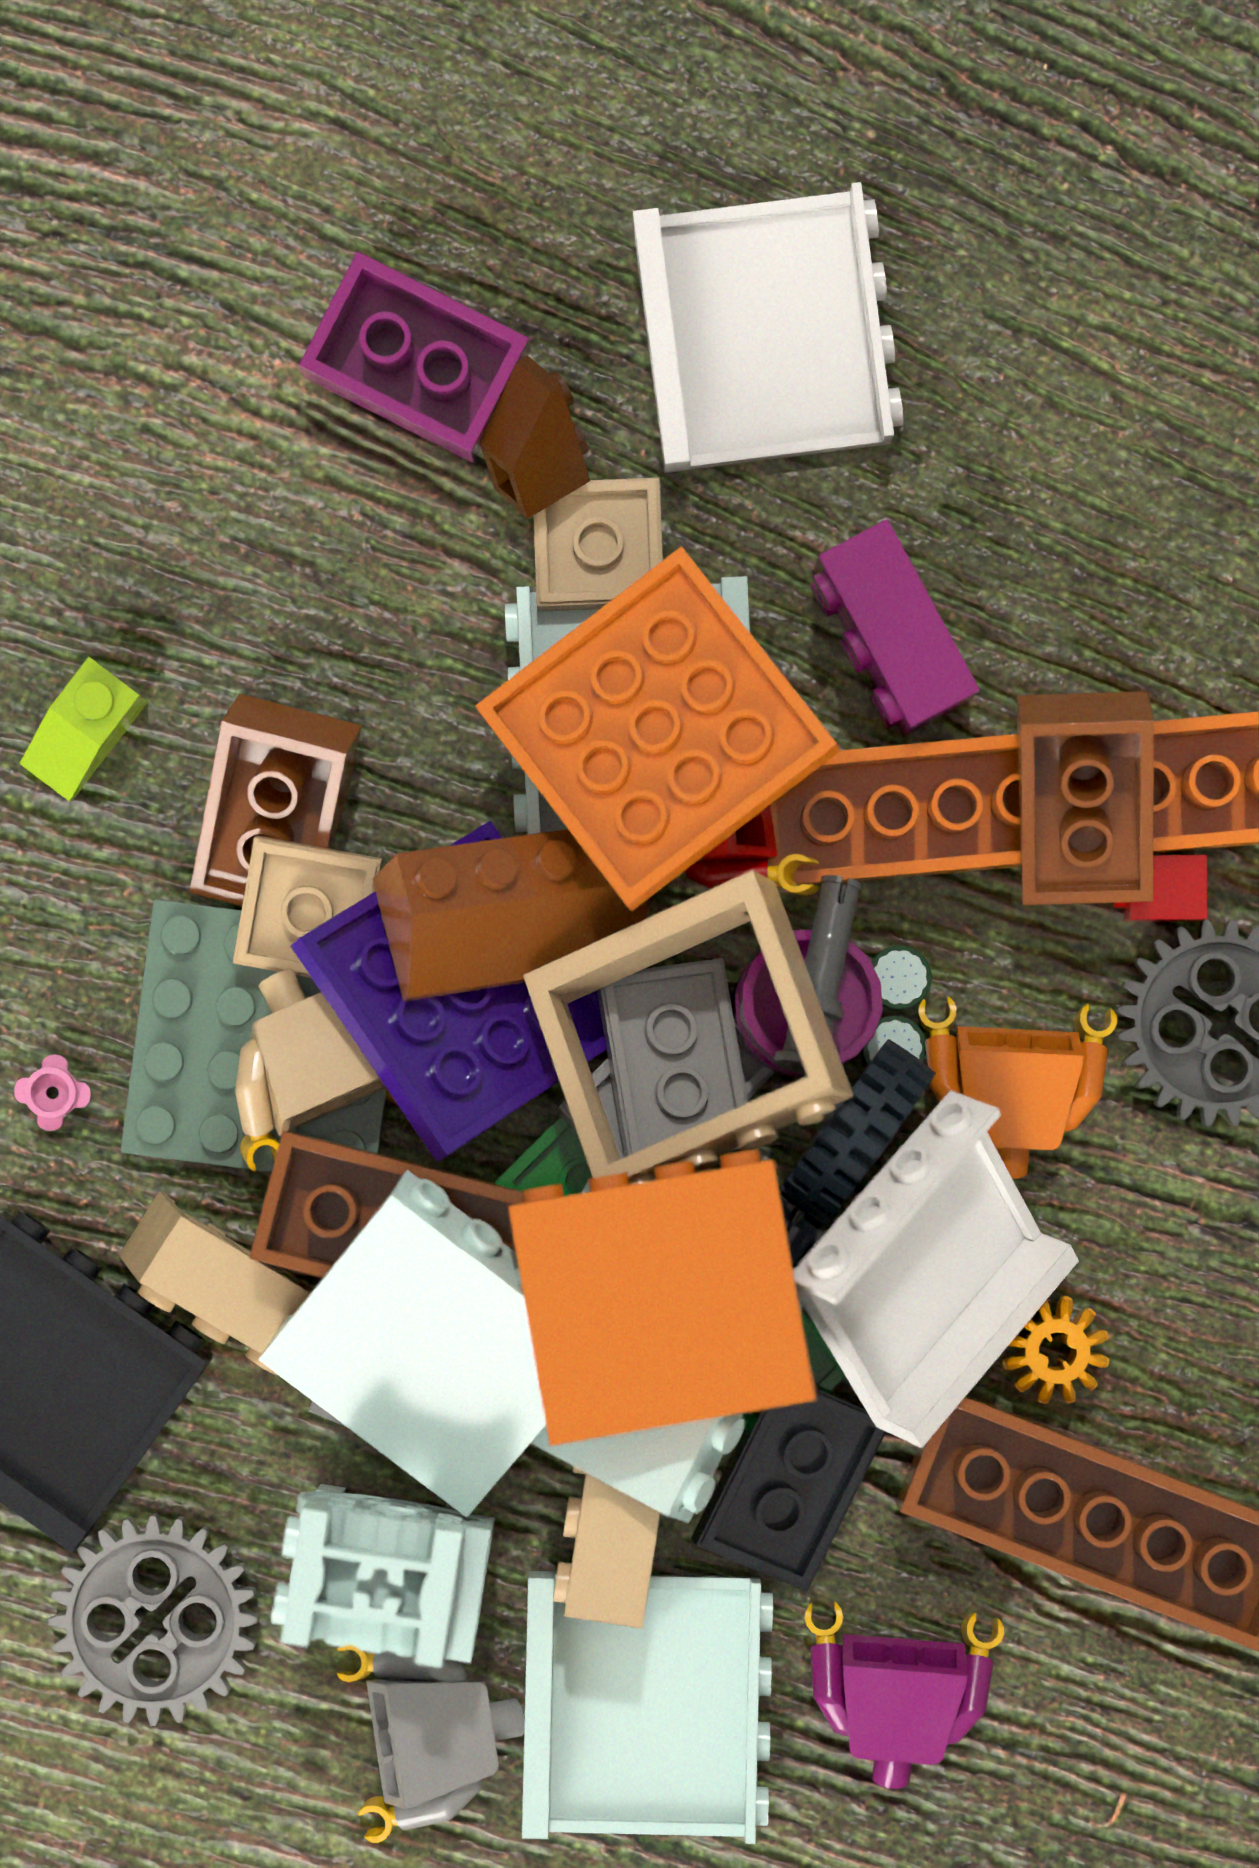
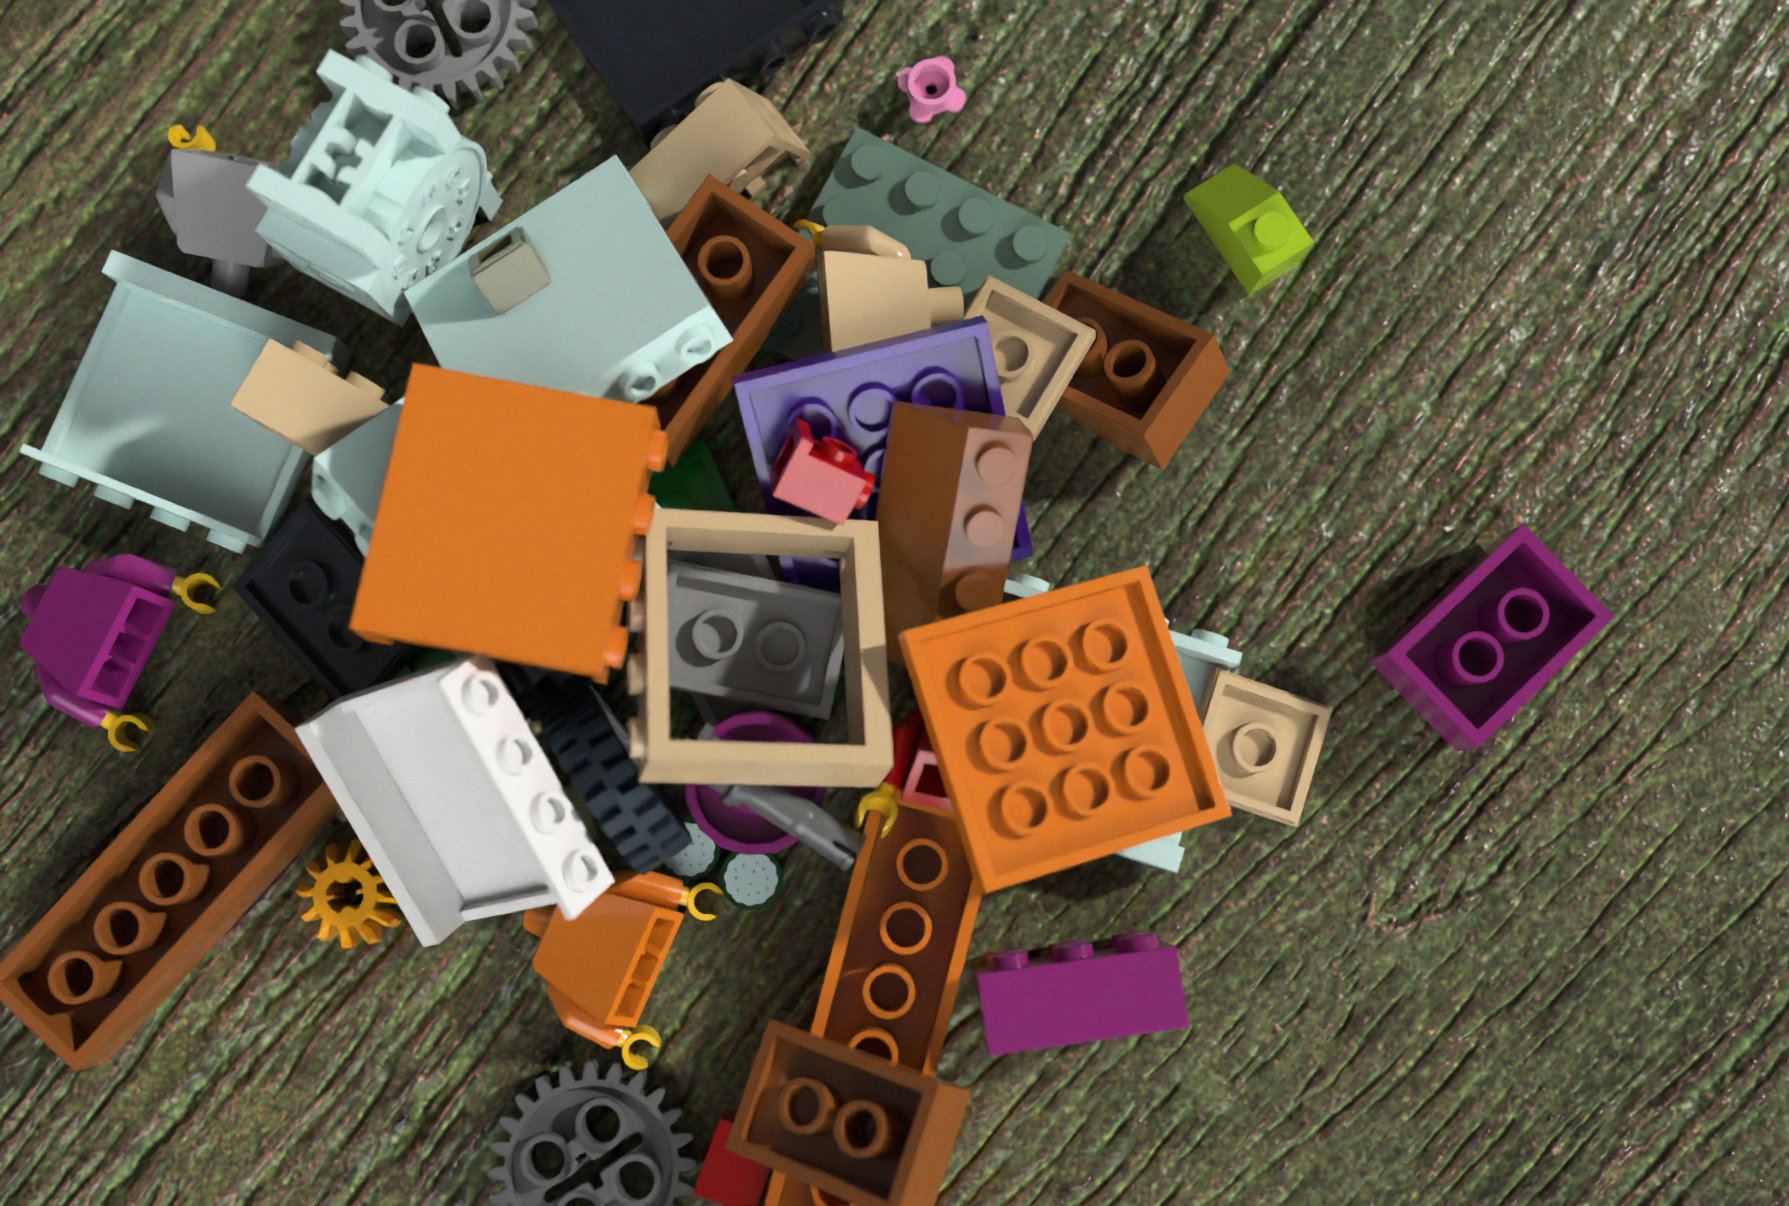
camera: 115 degrees right, 5 degrees down
(414, 1413) = (509, 270): none -> slope
(501, 1044) = (820, 475): none -> brick
(532, 441) = (1375, 718): reddish brown slope -> none
(766, 330) = (1403, 980): white panel -> none

